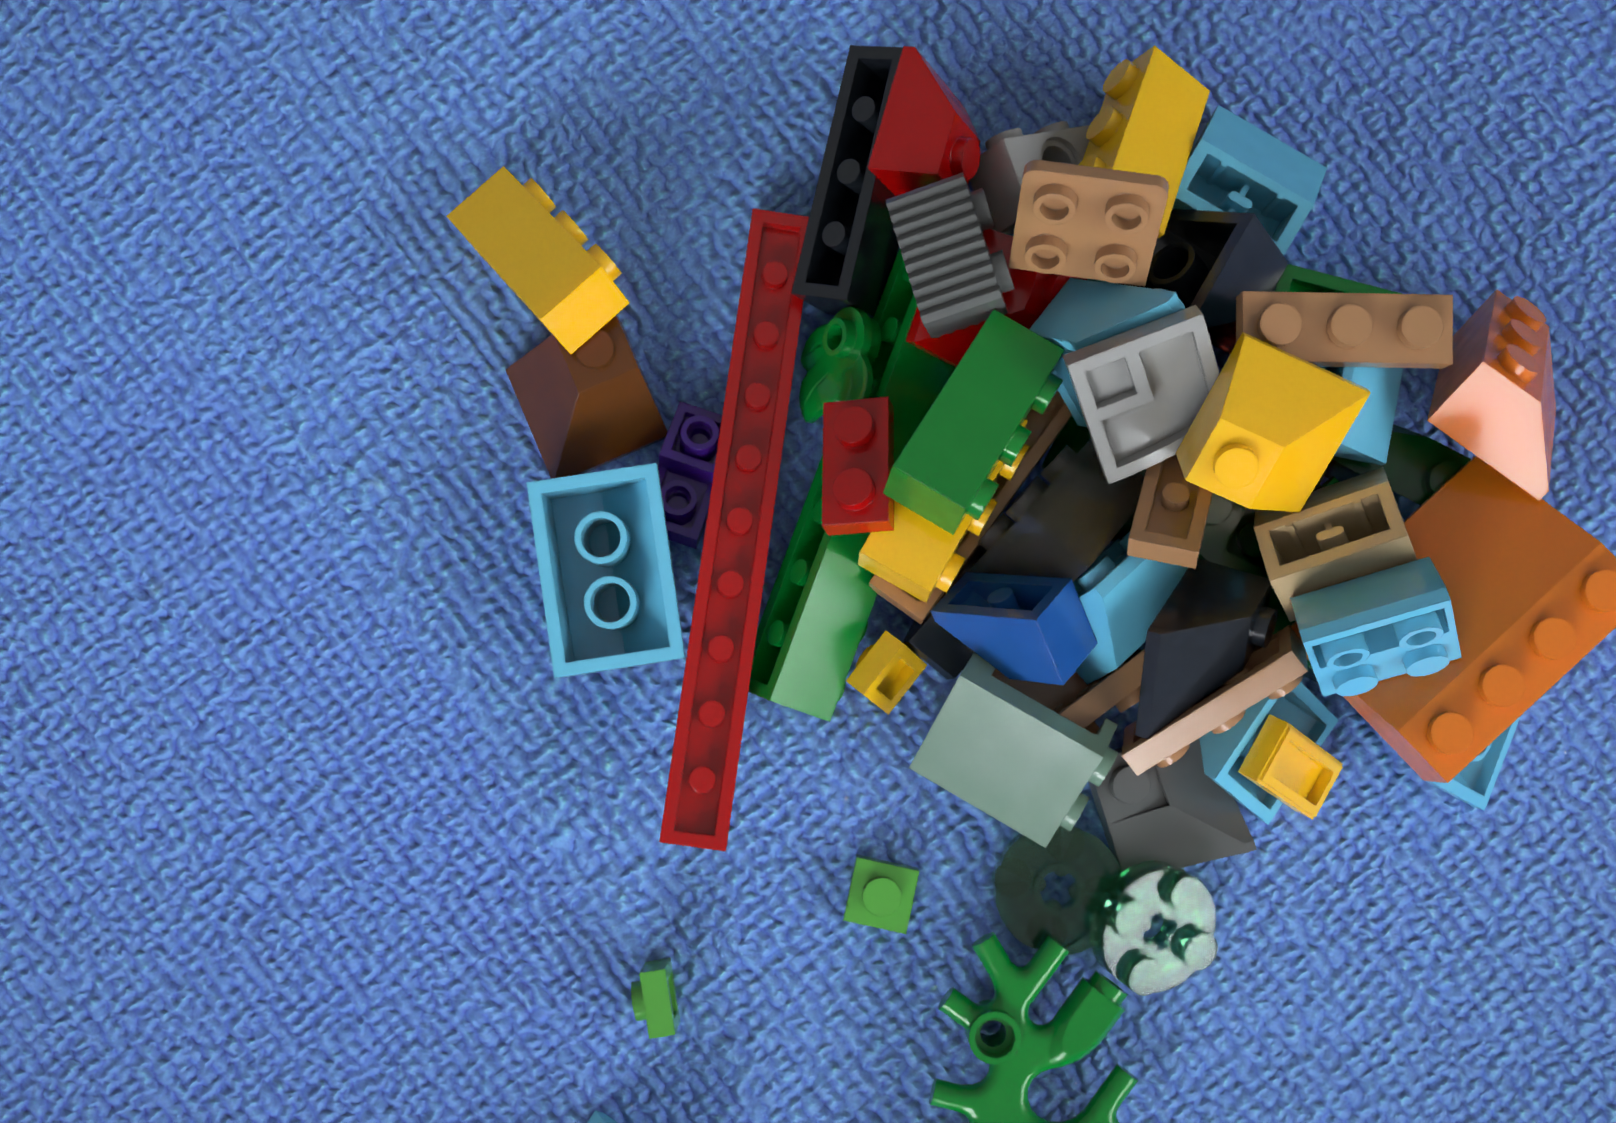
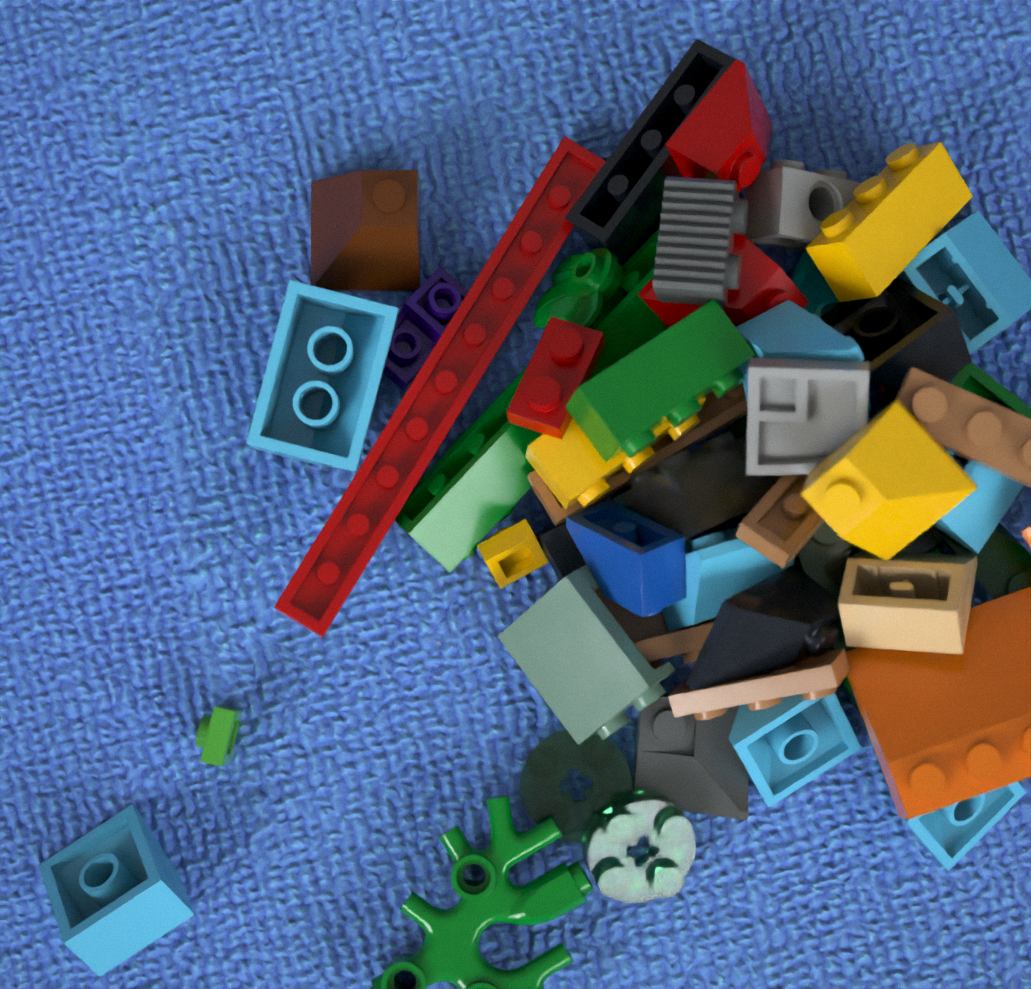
camera: 25 degrees right, 0 degrees up
(541, 257) = (377, 105): yellow brick -> none
(881, 894) = (432, 729): bright green plate -> none
(1088, 222) = (811, 262): medium nougat bracket -> none
(1291, 767) = (802, 765): yellow tile -> none
(1378, 628) = (904, 675): medium azure slope -> none

